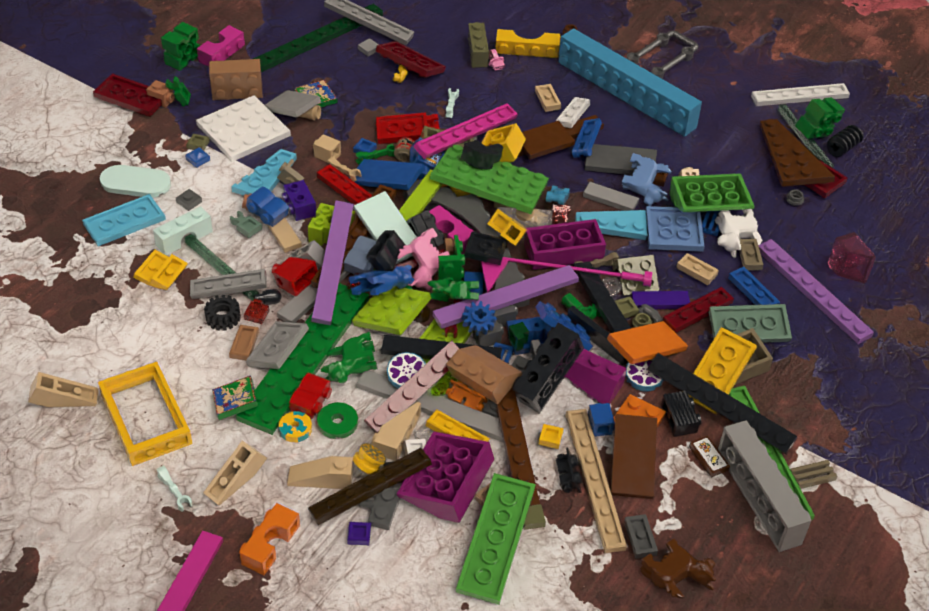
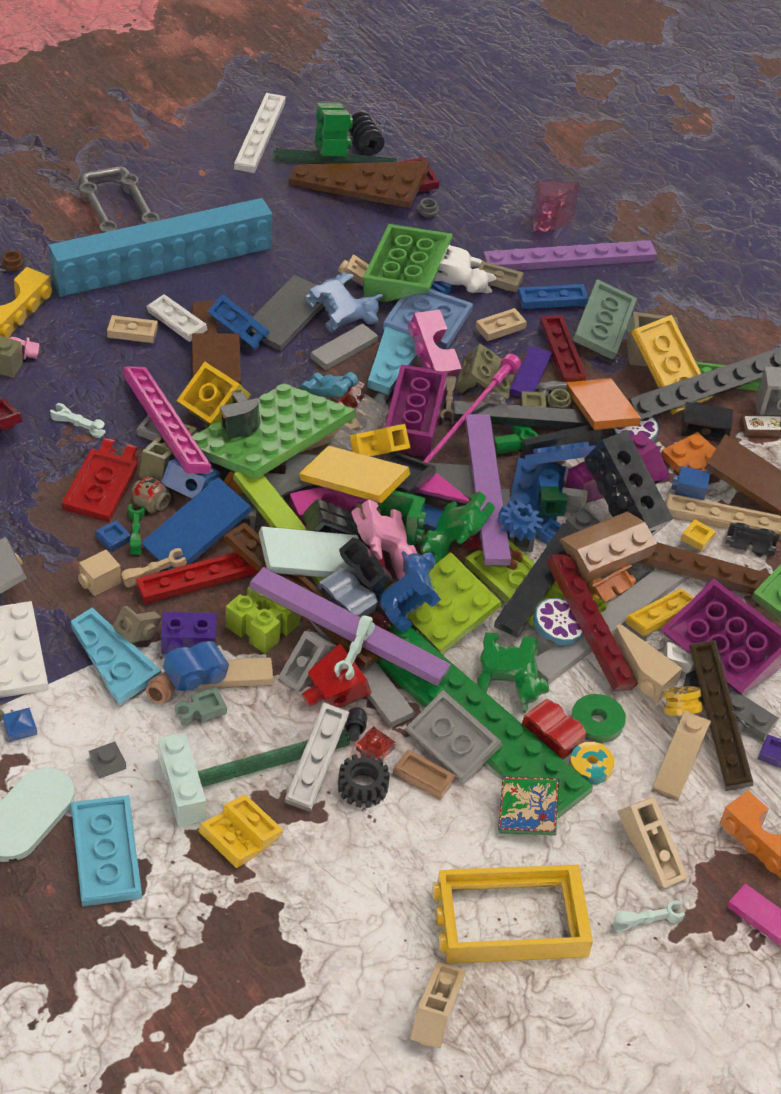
camera: 70 degrees left, 0 degrees up
(294, 268) = (364, 630): none -> light aqua piece
(464, 222) = (354, 474): none -> yellow tile
(643, 223) = (430, 328): none -> arch

